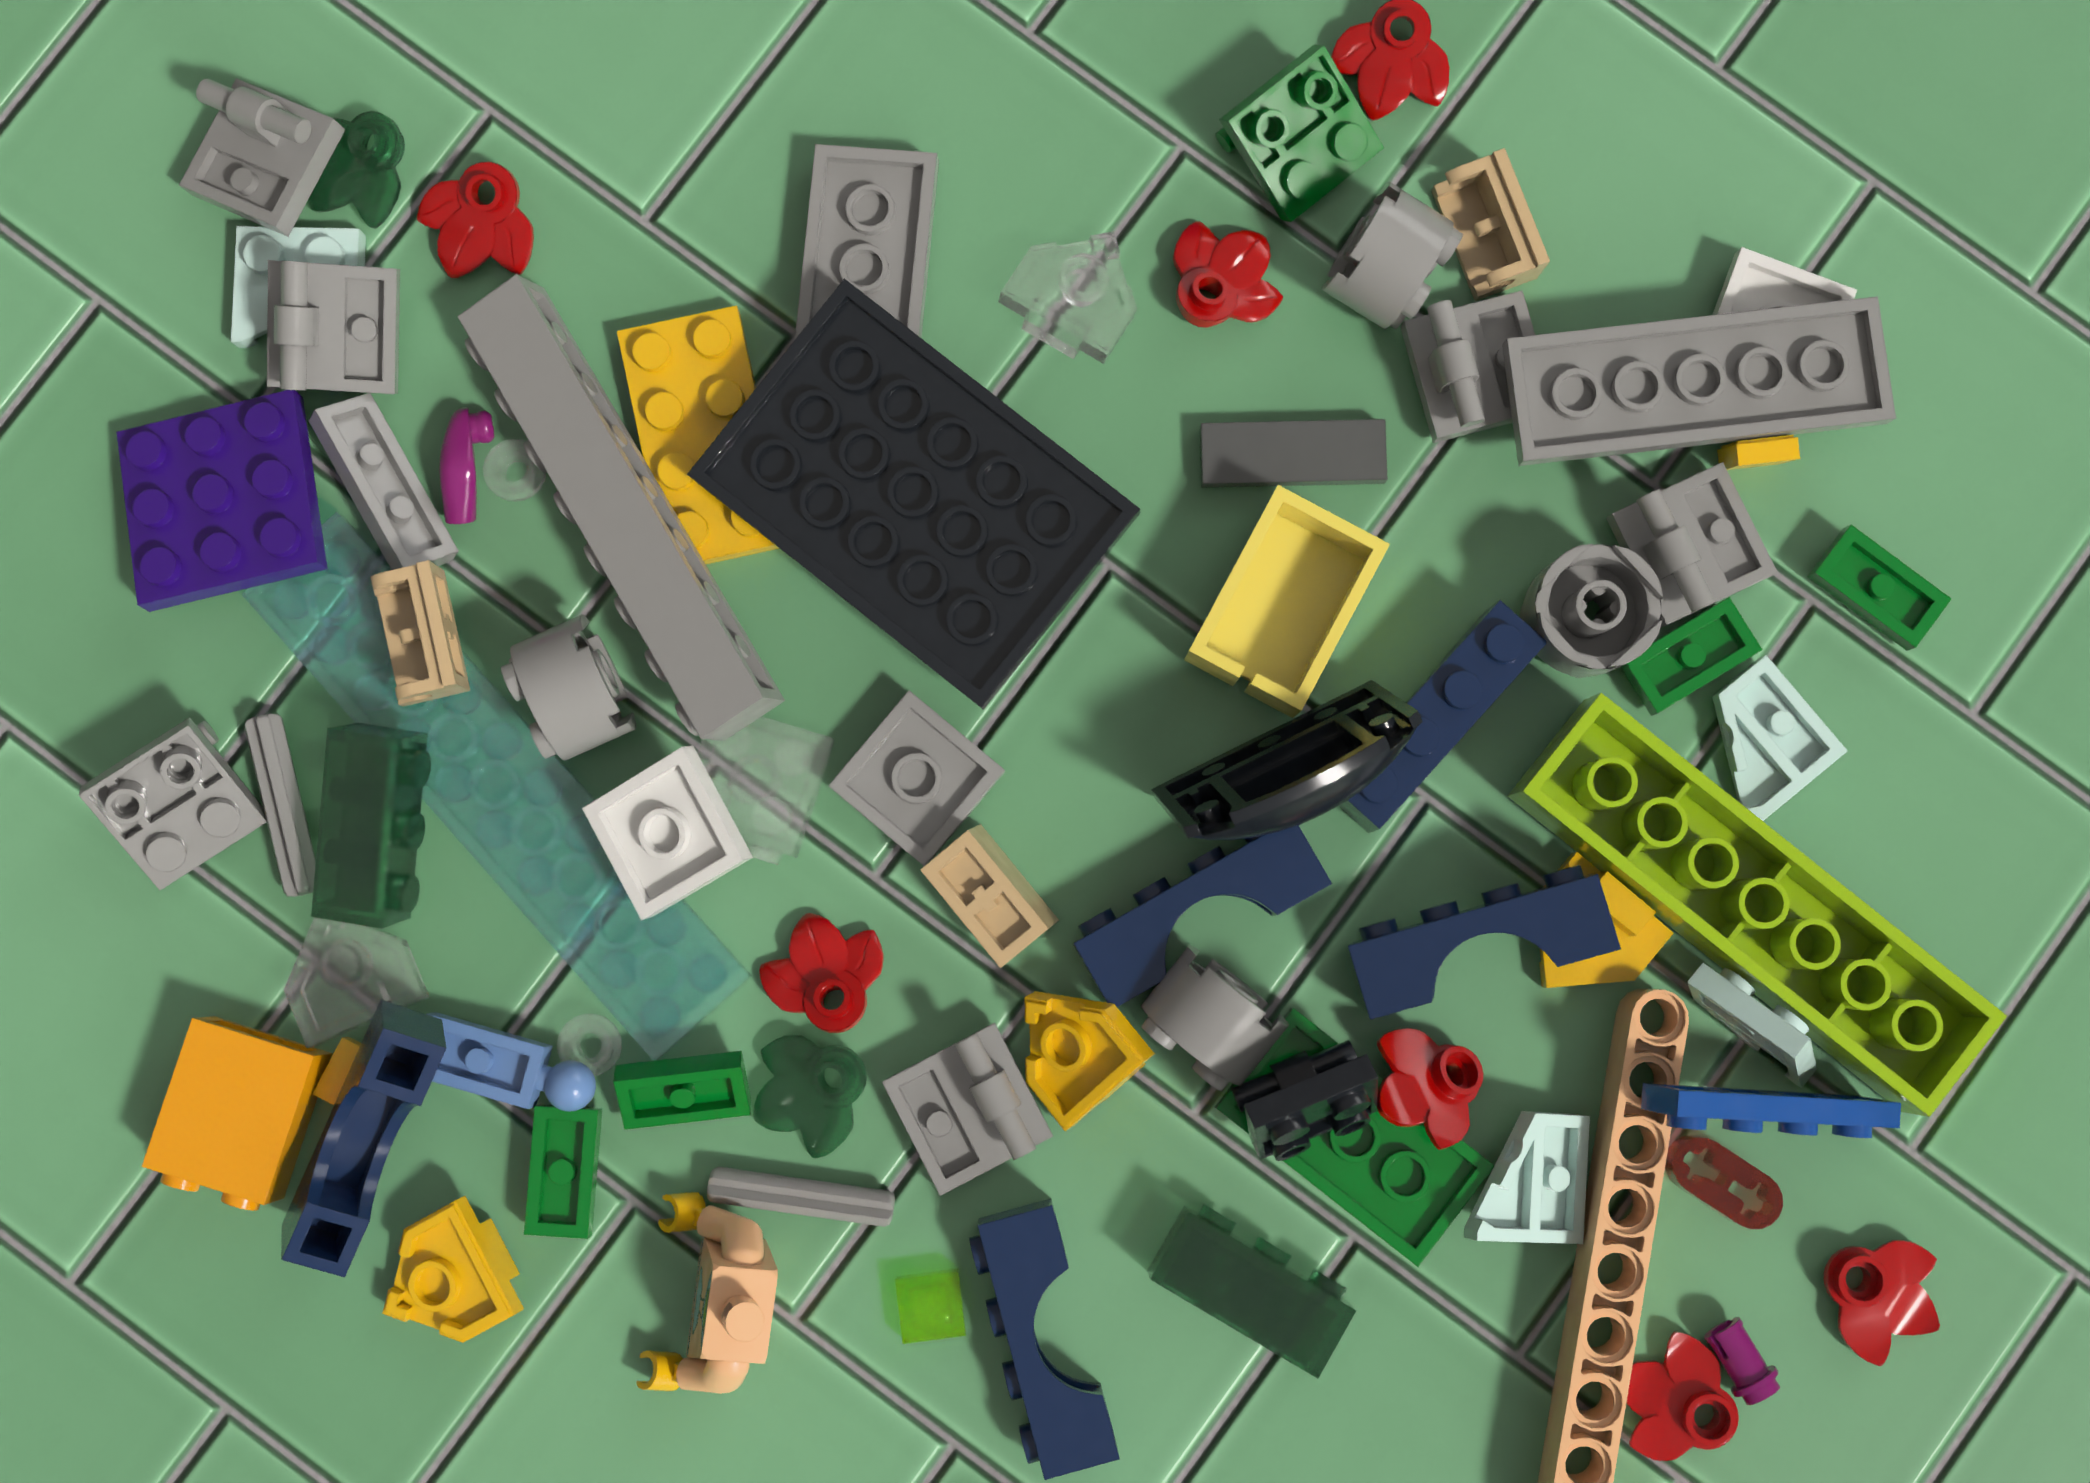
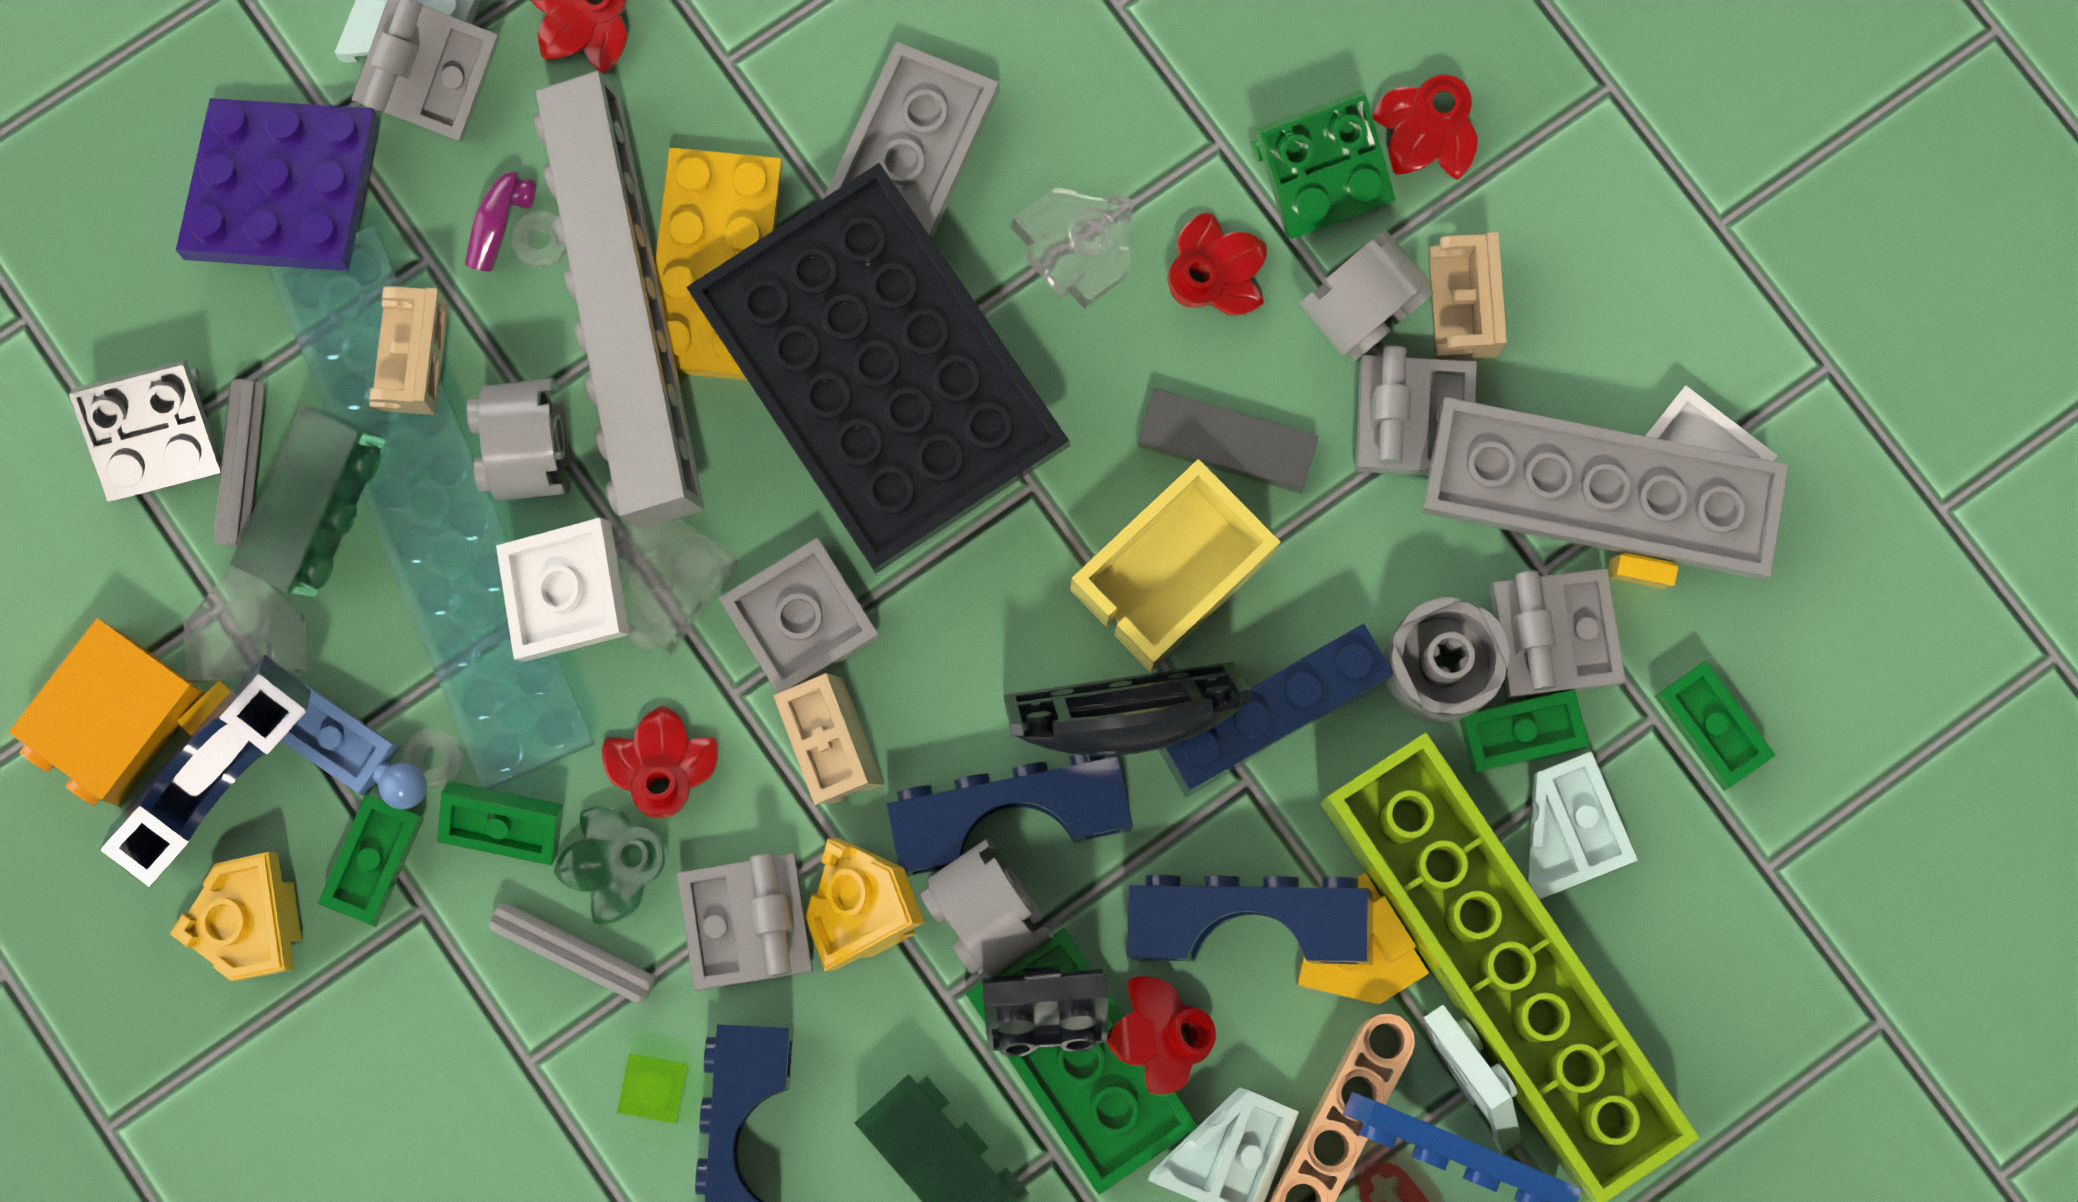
camera: 20 degrees right, 5 degrees down
(382, 483) = (422, 213): light grey plate -> none
(729, 1304) = (474, 1023): light nougat torso -> none

